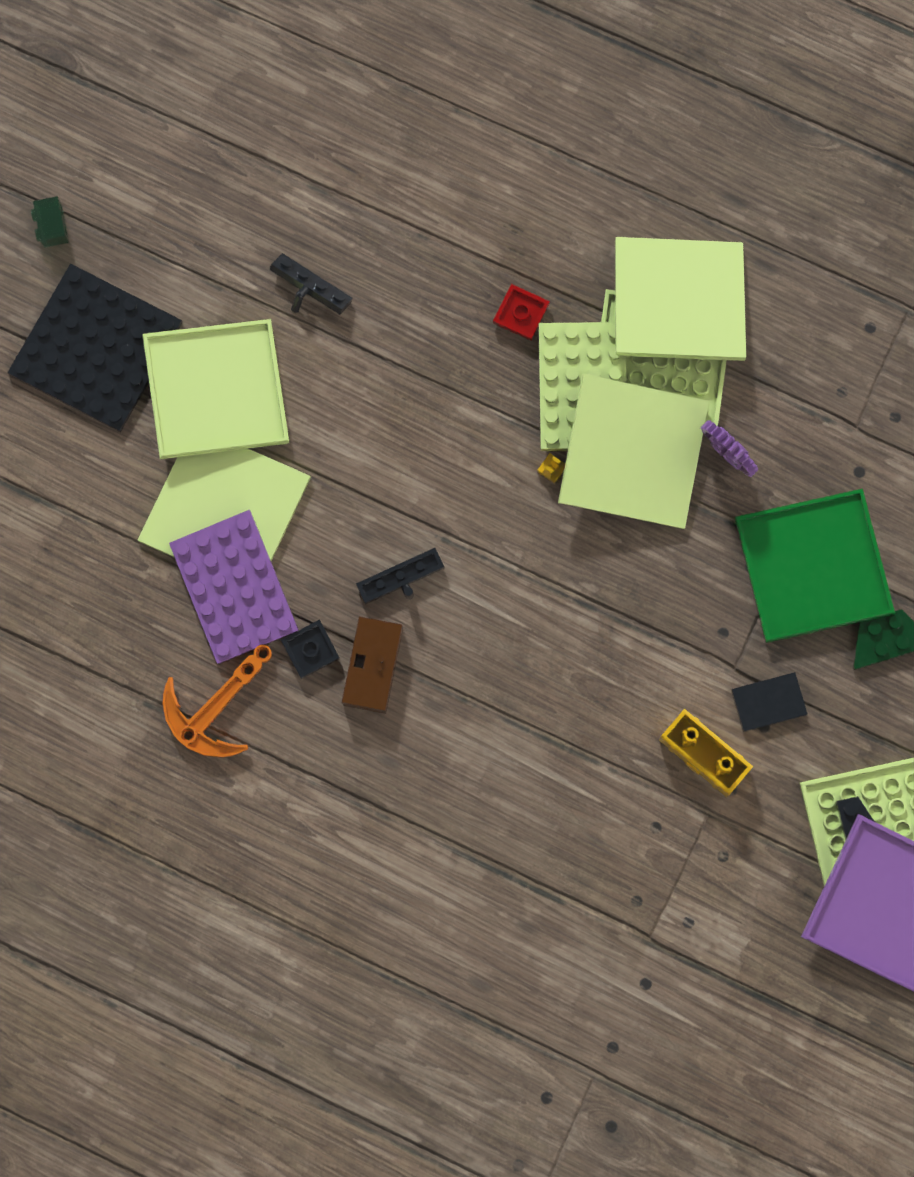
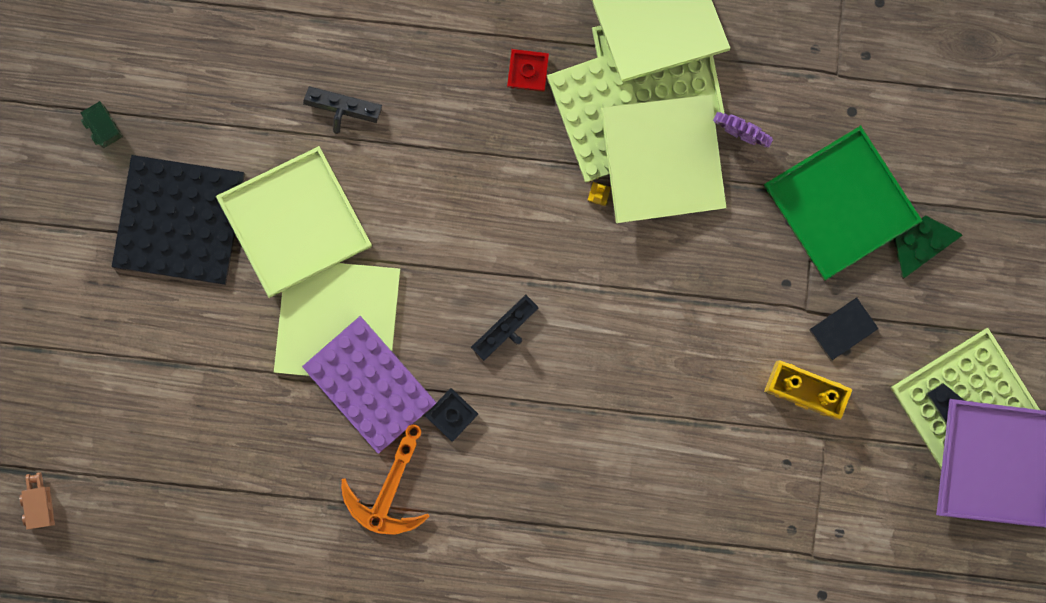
camera: 30 degrees left, 5 degrees up
(372, 665) = (508, 410): reddish brown brick -> none

